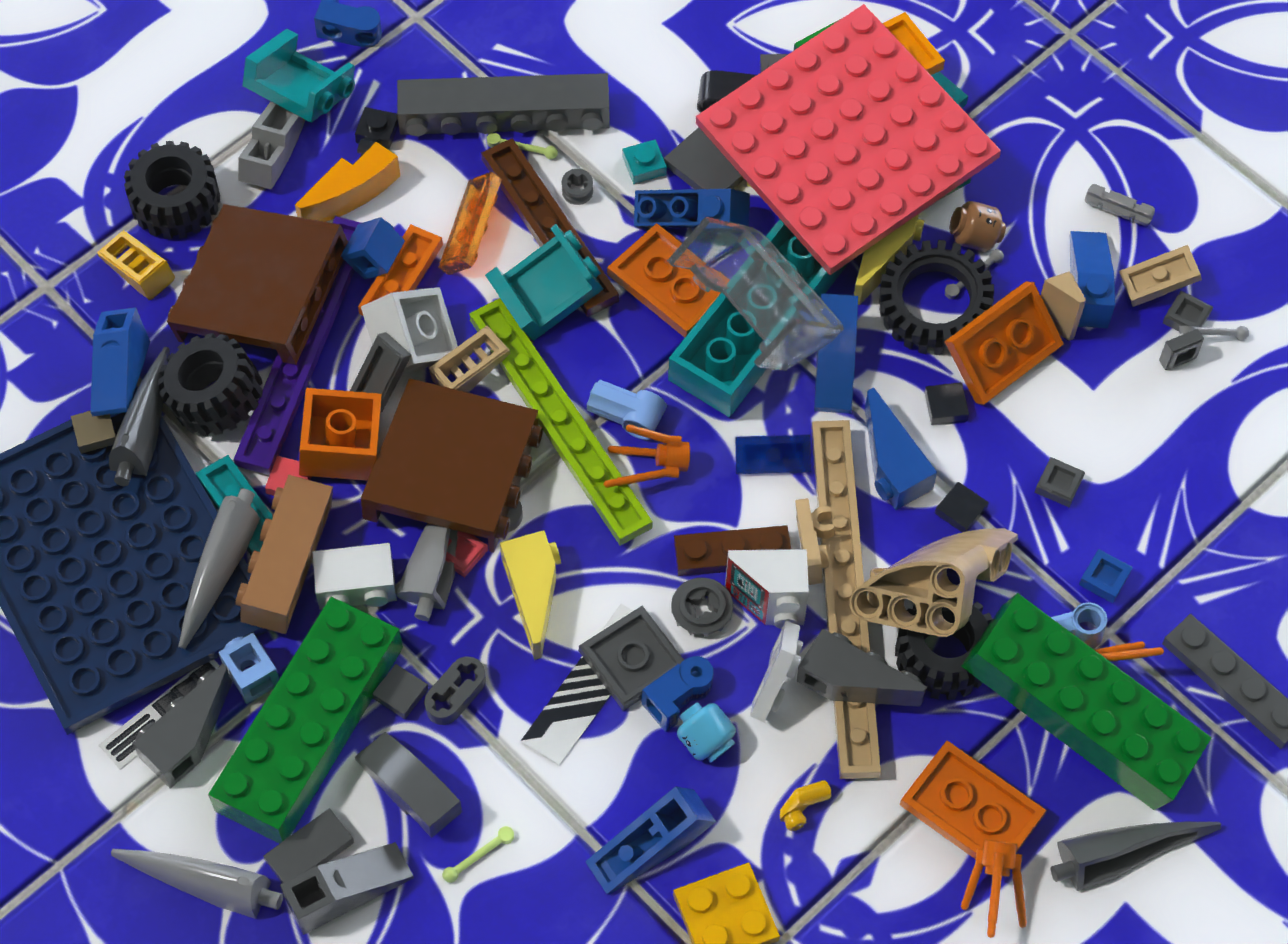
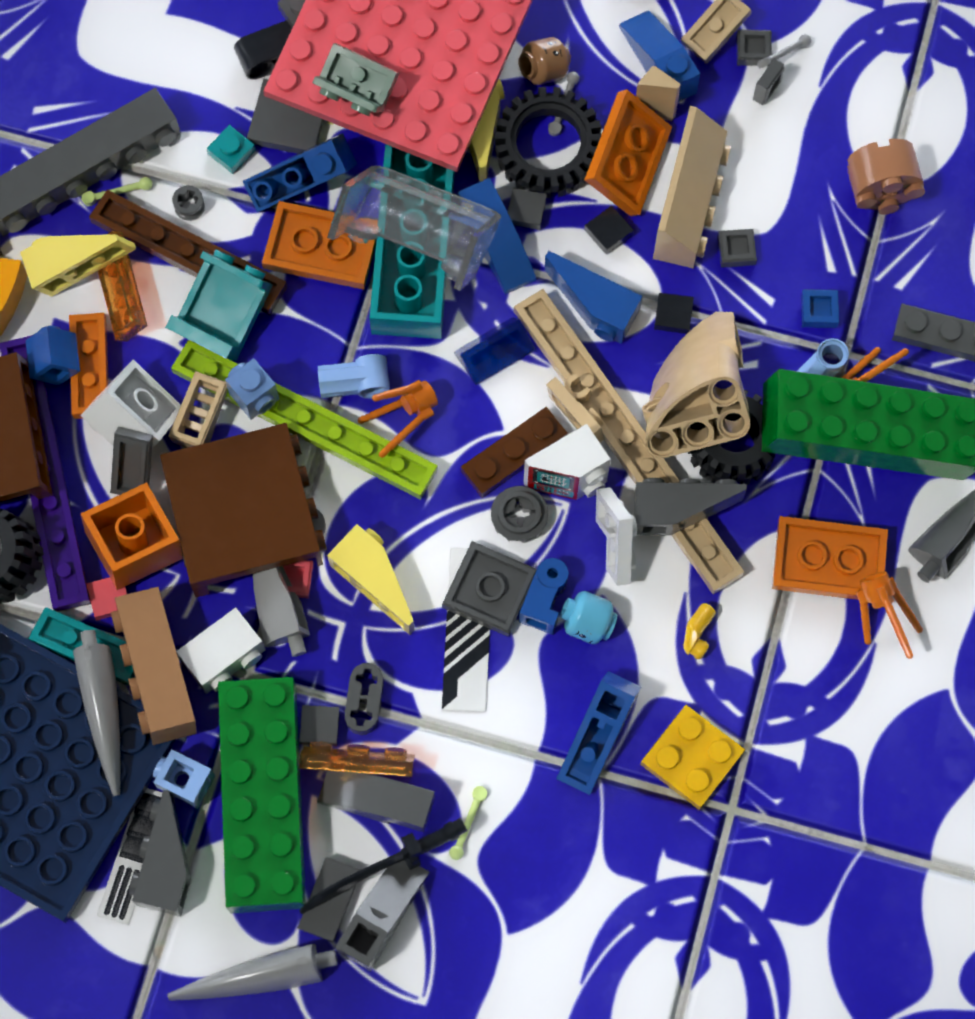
camera: 30 degrees left, 10 degrees up
(406, 845) = (410, 853): none -> black sword
(413, 738) = (357, 759): none -> clear orange plate
(438, 176) = (64, 260): none -> light yellow slope
(525, 364) = (251, 388): none -> medium blue brick
(781, 144) = (356, 79): none -> sand green bracket
(880, 346) = (527, 208): none -> dark grey tile
(1043, 404) = (690, 191): none -> tan slope
(1241, 486) = (885, 176): none -> nougat brick

